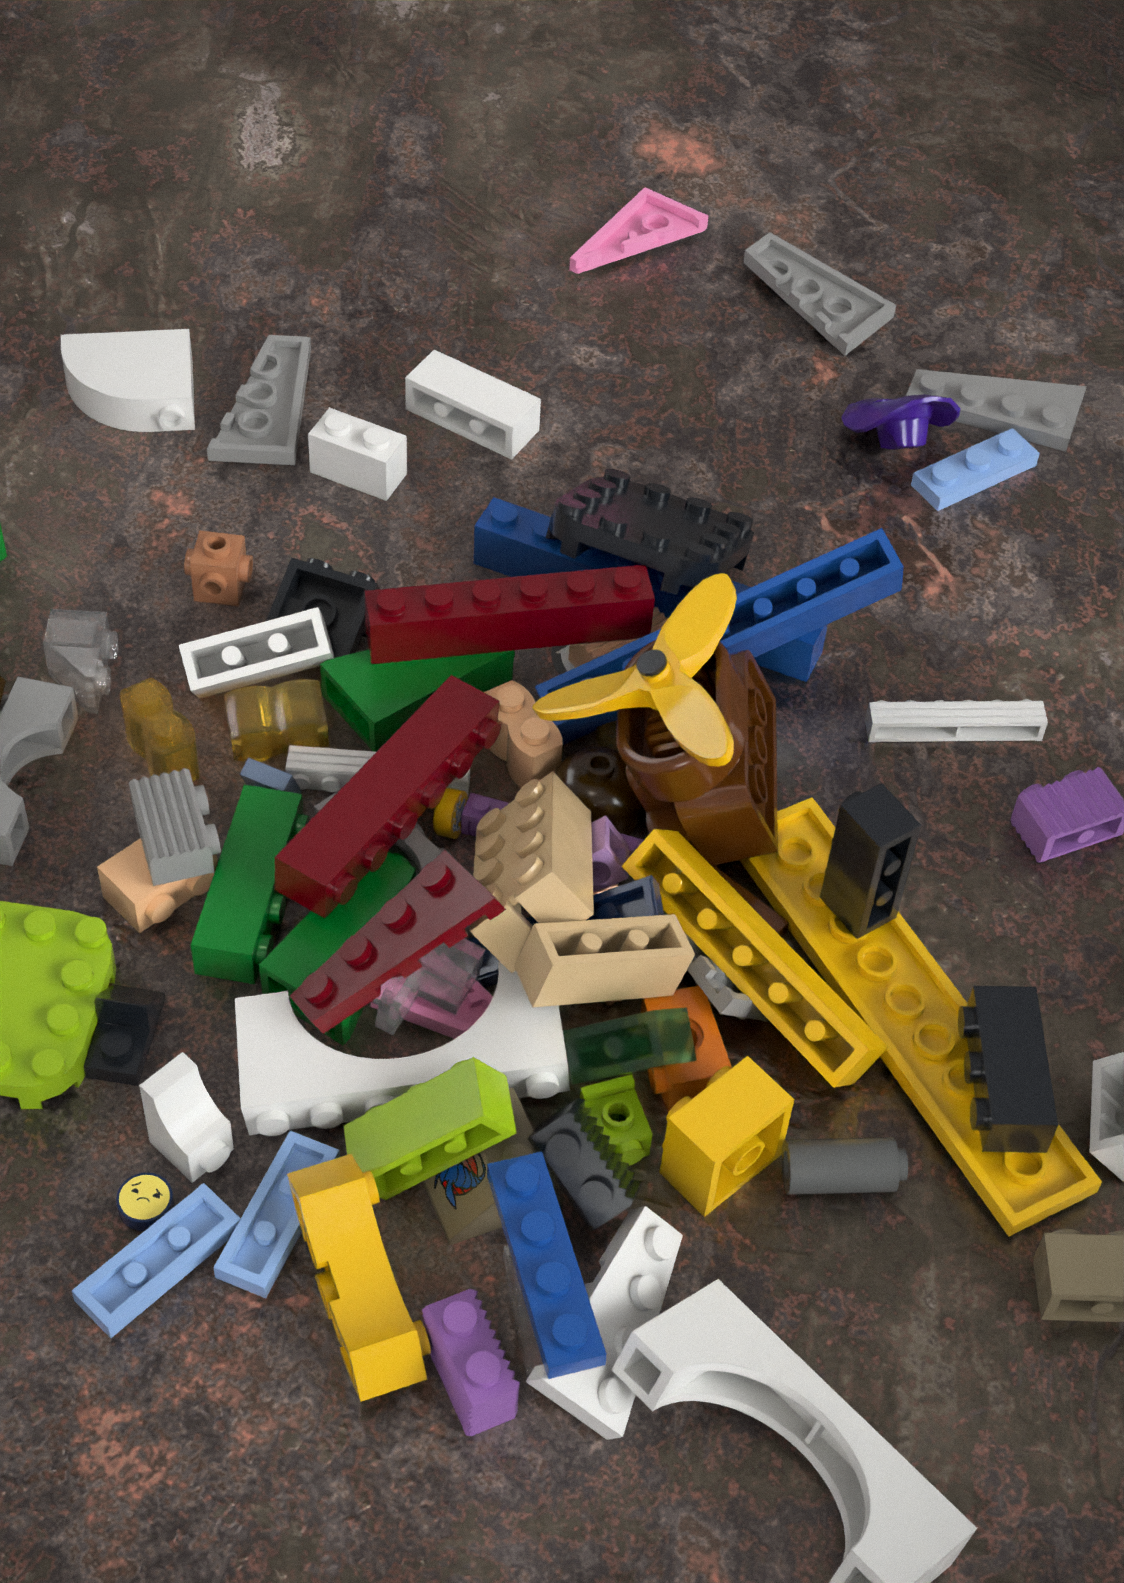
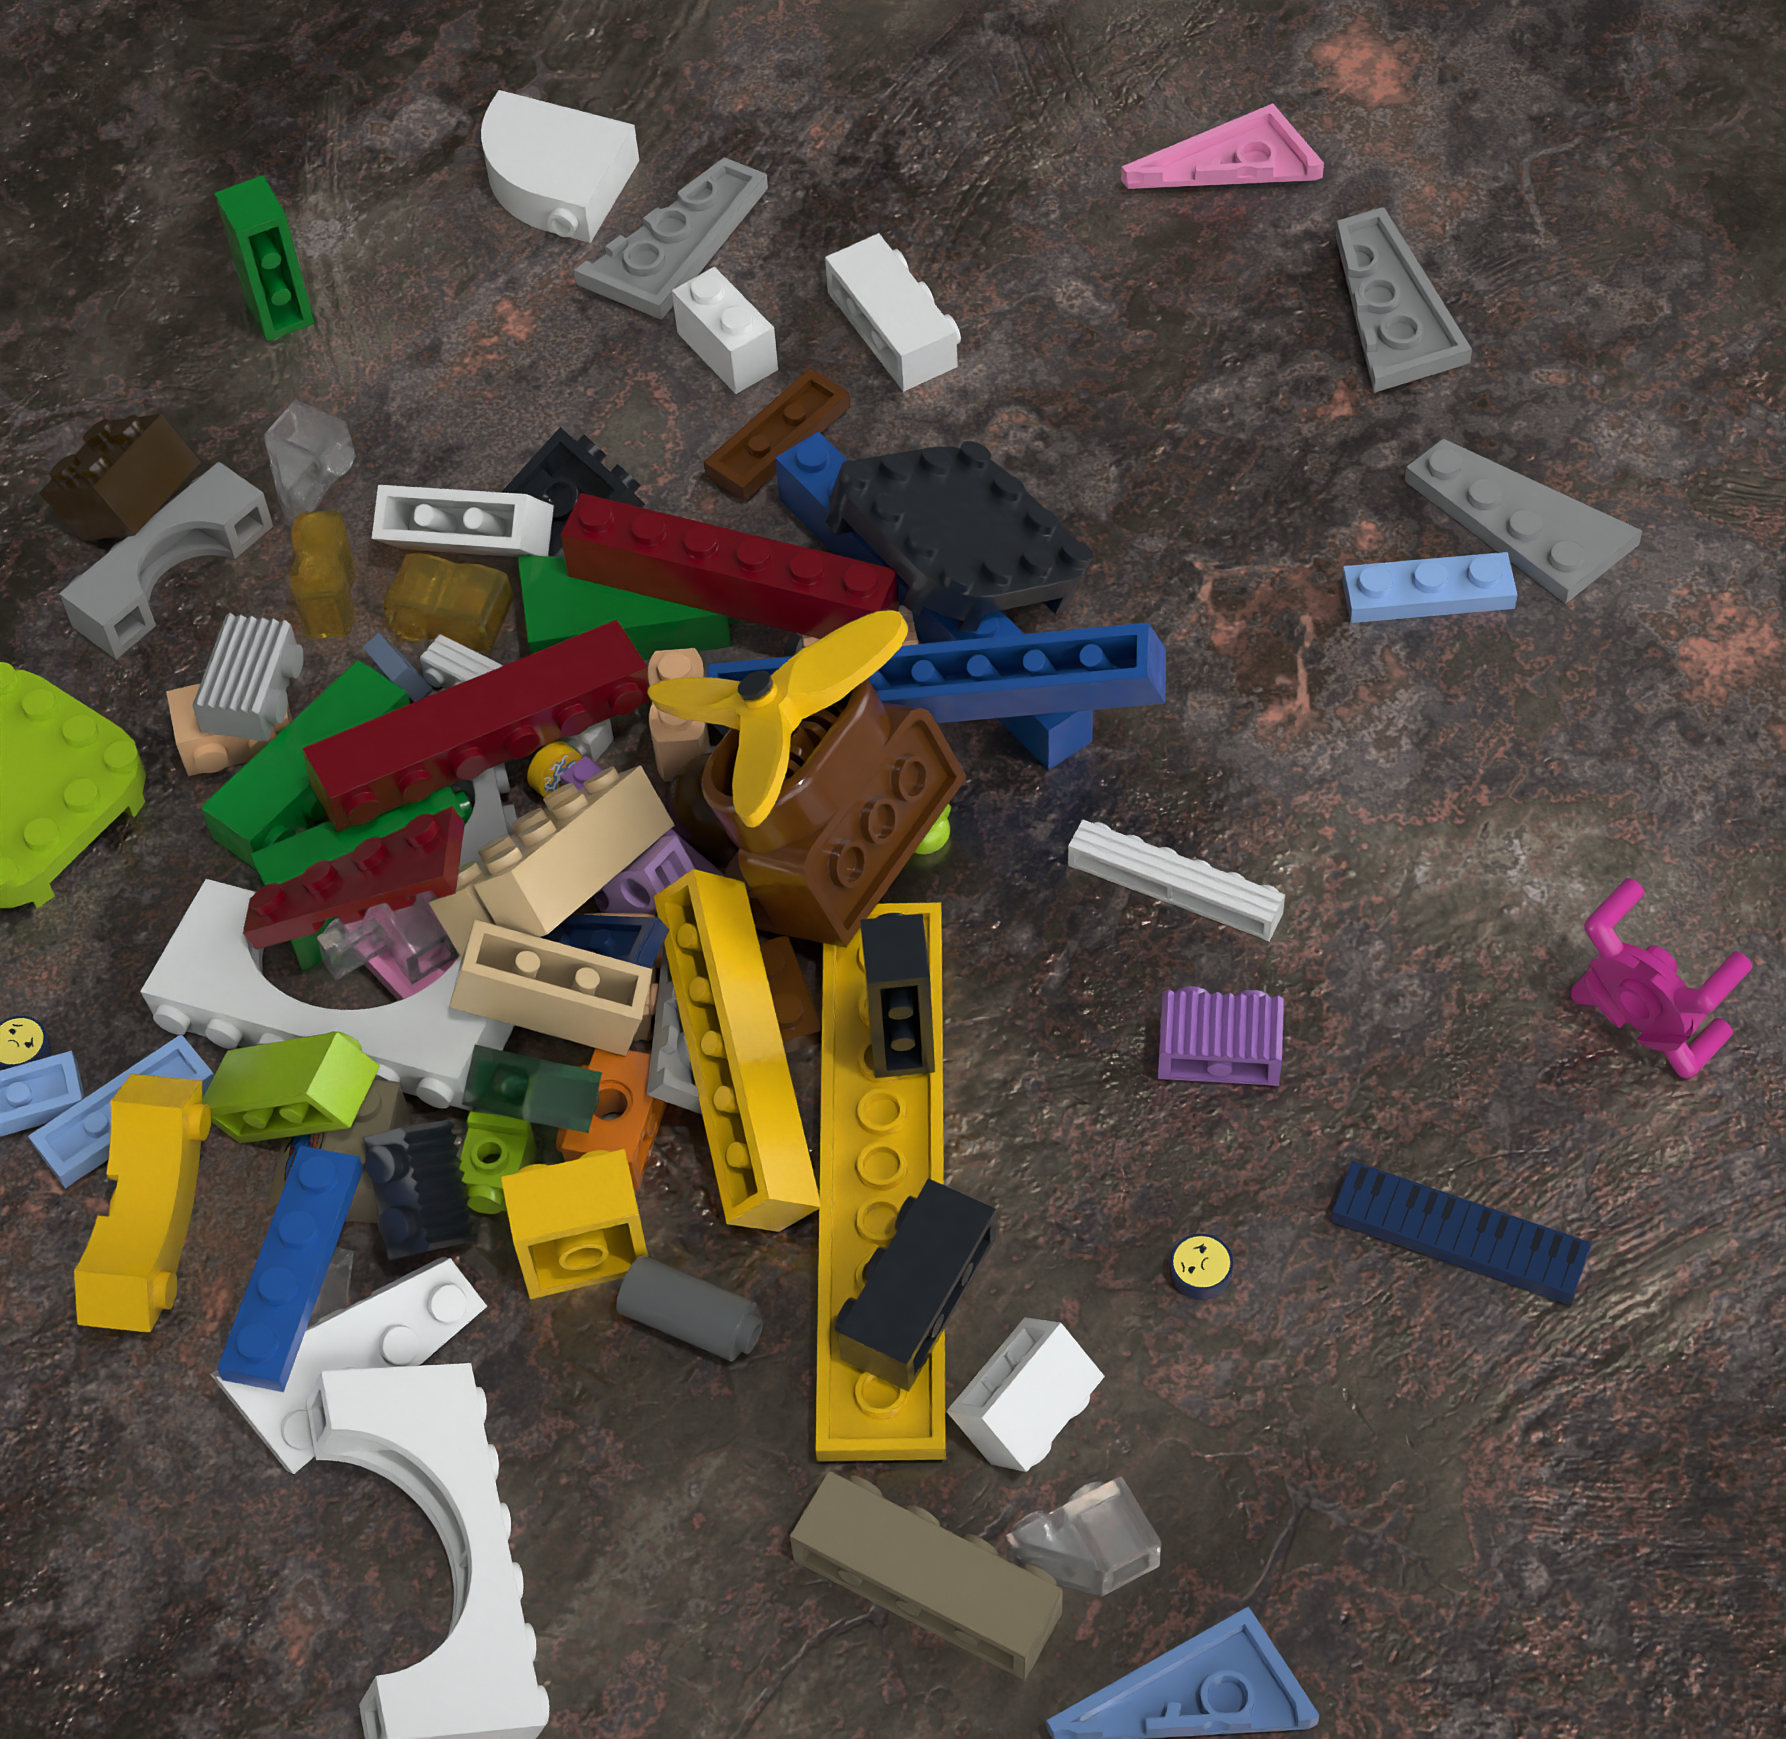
camera: 35 degrees right, 5 degrees up
(123, 1033) = (113, 863): black slope -> none
(185, 1119) = (87, 979): white arch -> none
(218, 567) = (497, 411): nougat brick -> none
(446, 516) = (796, 414): none -> reddish brown plate
(471, 1362) = (192, 1332): medium lavender brick -> none
(901, 420) = (1361, 492): dark purple hat -> none

